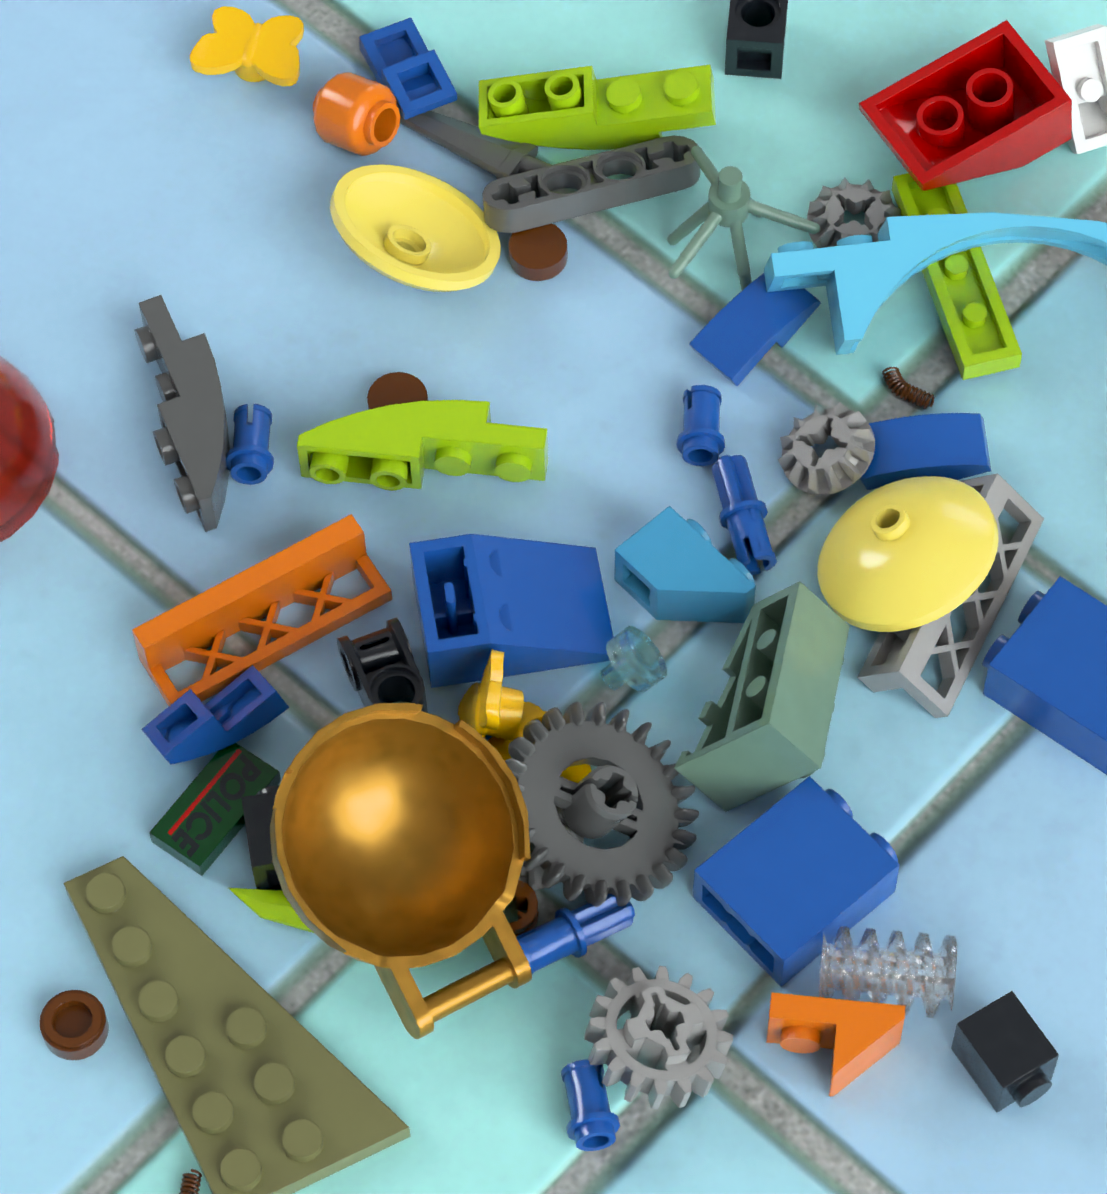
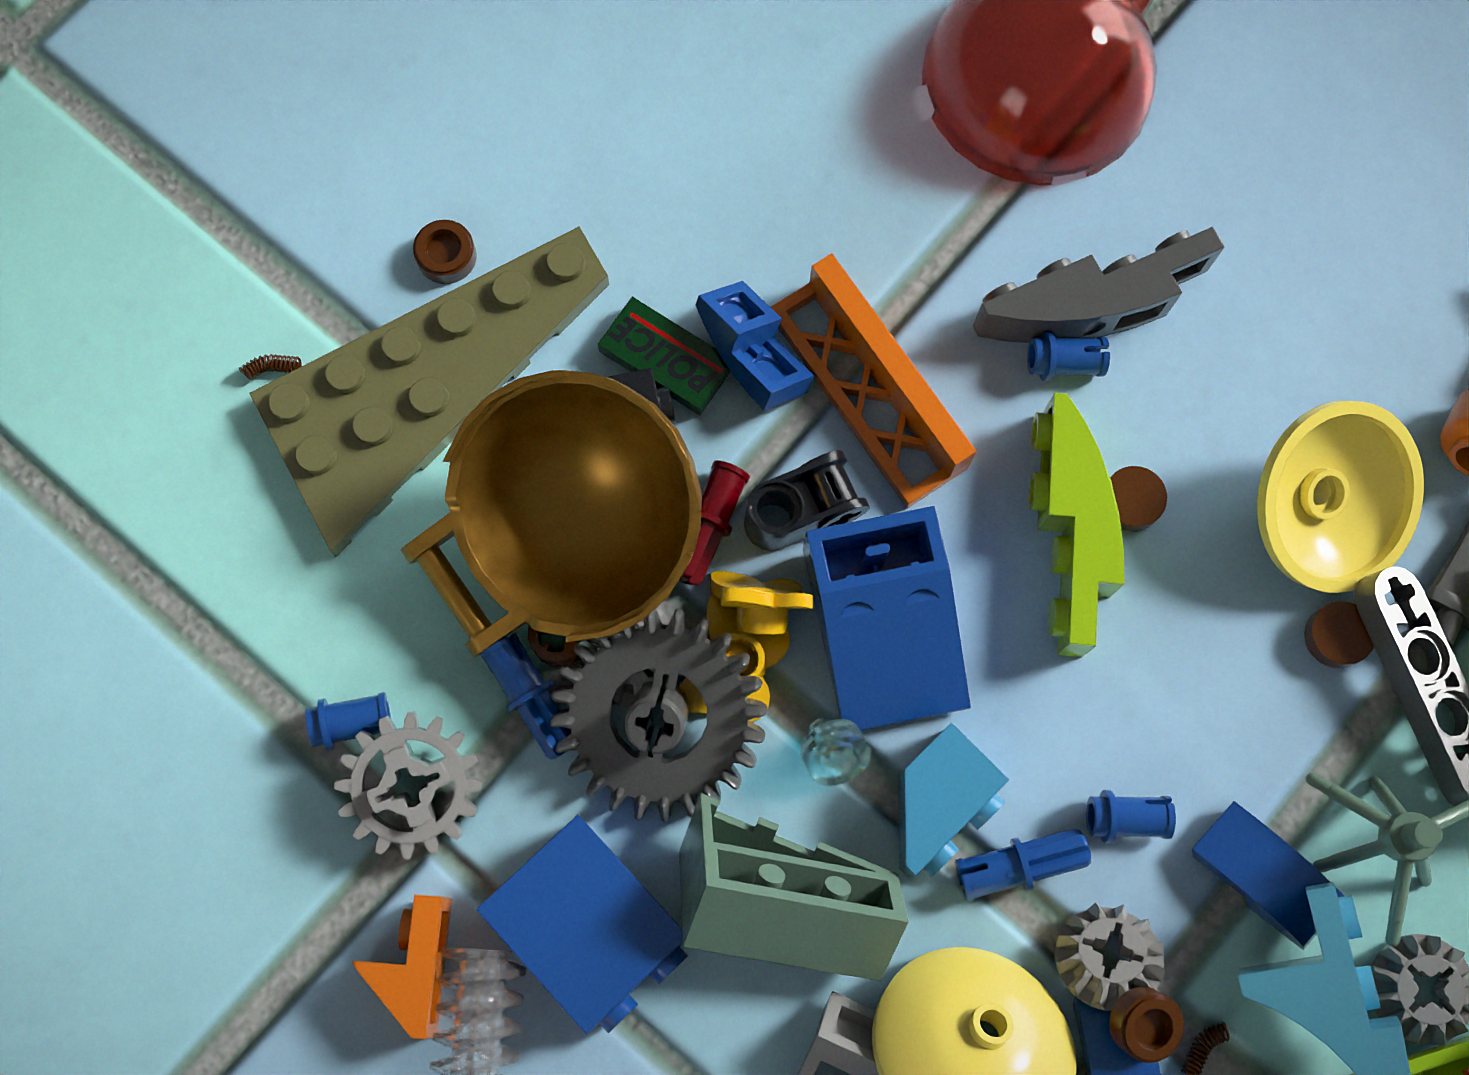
camera: 85 degrees right, 15 degrees up
(886, 415) = (1146, 1024): none -> reddish brown tile

